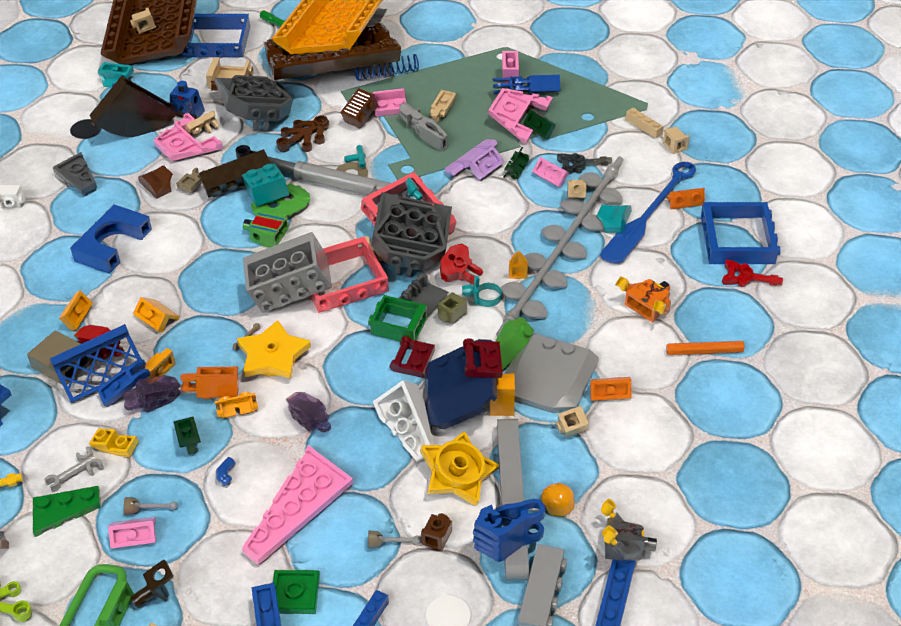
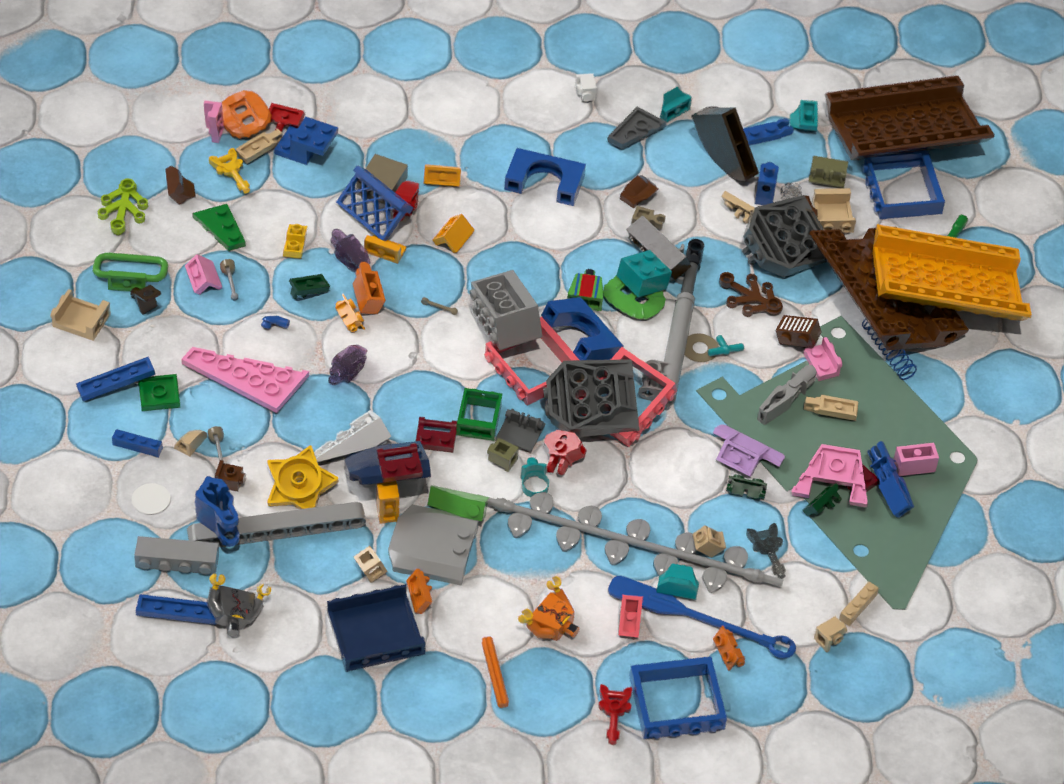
camera: 75 degrees right, 5 degrees up
(63, 145) = (675, 104): none -> teal slope
(87, 461) = (268, 230): light grey bar -> none
(122, 381) = (355, 226): blue hinge -> none
(143, 21) = (892, 113): tan brick -> none
(180, 144) = (704, 194): bright pink wing -> none
(182, 71) = (828, 171): none -> olive hinge
(204, 91) = (790, 190): none -> clear gear
(272, 352) = (417, 325): yellow plate -> none
(336, 224) = (576, 313): none -> blue arch
(377, 565) = (190, 441): none -> tan brick
(413, 189) = (648, 386): teal bar -> none
(518, 266) = (573, 501): light orange plate -> none
(550, 172) = (738, 518): bright pink plate -> none
(558, 499) = (280, 562): light orange hair -> none
(652, 245) = (630, 616): none -> coral slope
(652, 430) = (375, 628): none -> dark blue panel

